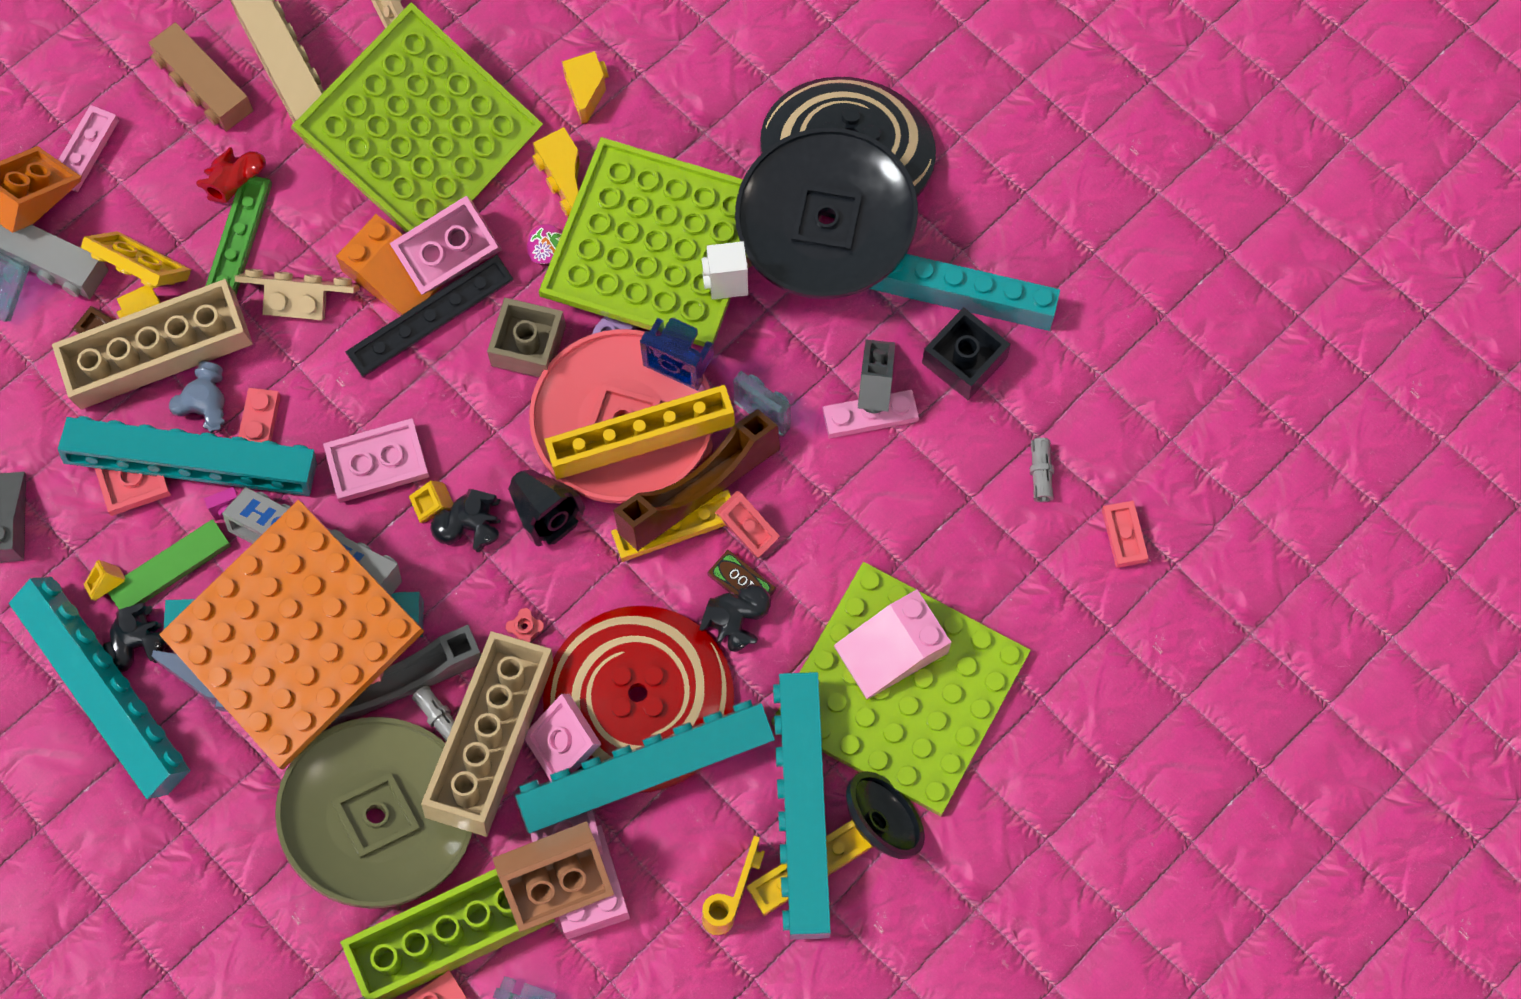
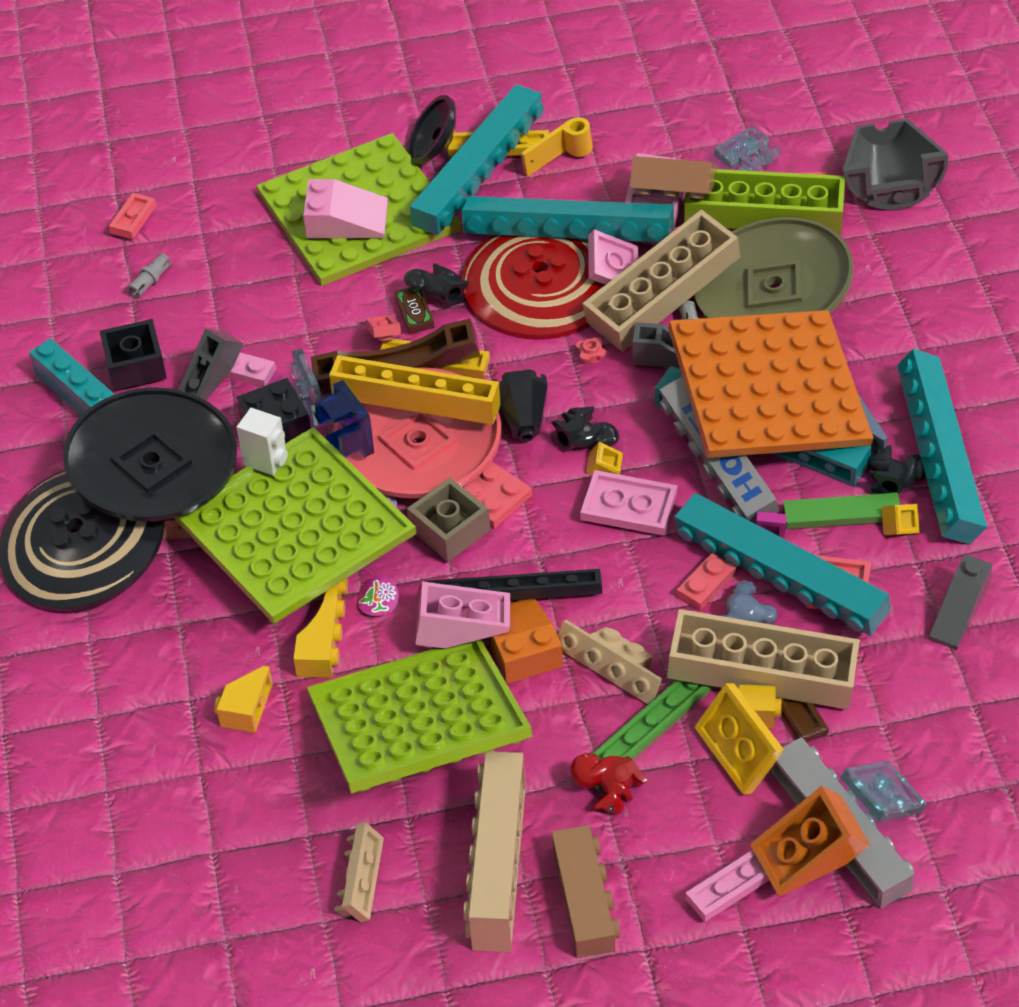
camera: 145 degrees left, 20 degrees down
(507, 404) = (499, 492): none -> coral plate
(779, 360) = (281, 401): none -> black brick

